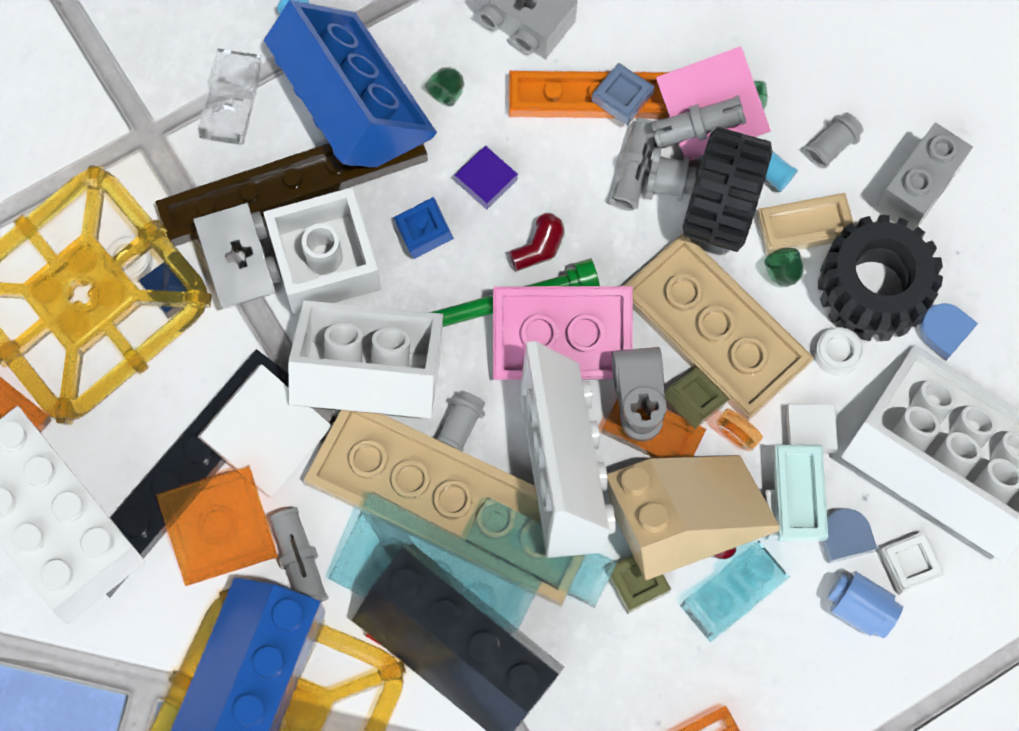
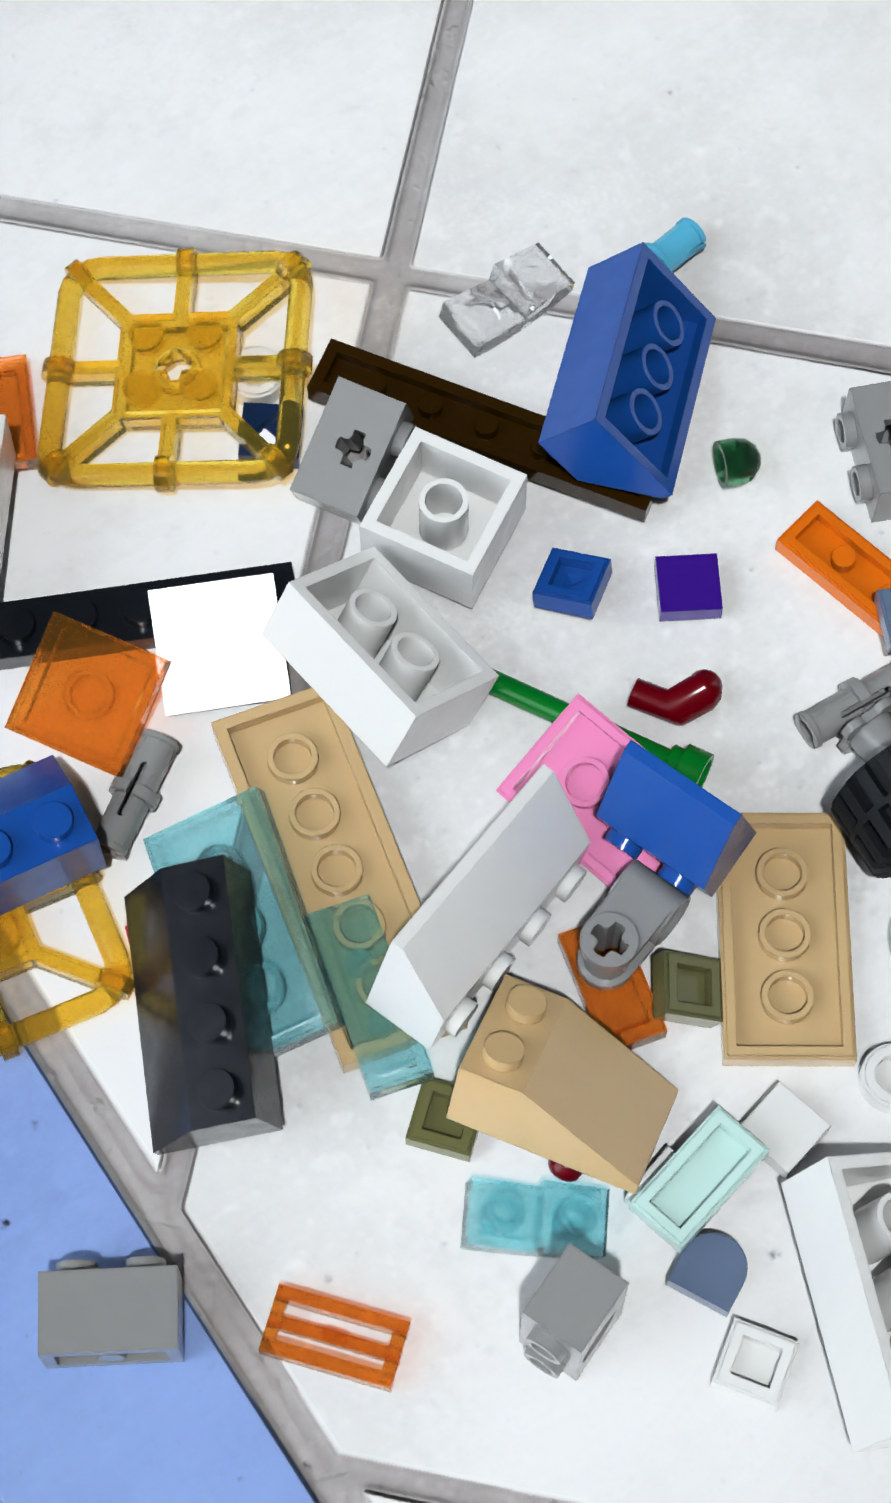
camera: 45 degrees right, 5 degrees down
(461, 419) = (422, 802): light grey pin -> none
(619, 313) = (672, 821): none -> blue slope
(739, 430) = (698, 1060): clear orange tile -> none
(811, 623) = (571, 1314): none -> light grey brick
(864, 604) = (656, 1355): medium blue brick -> none

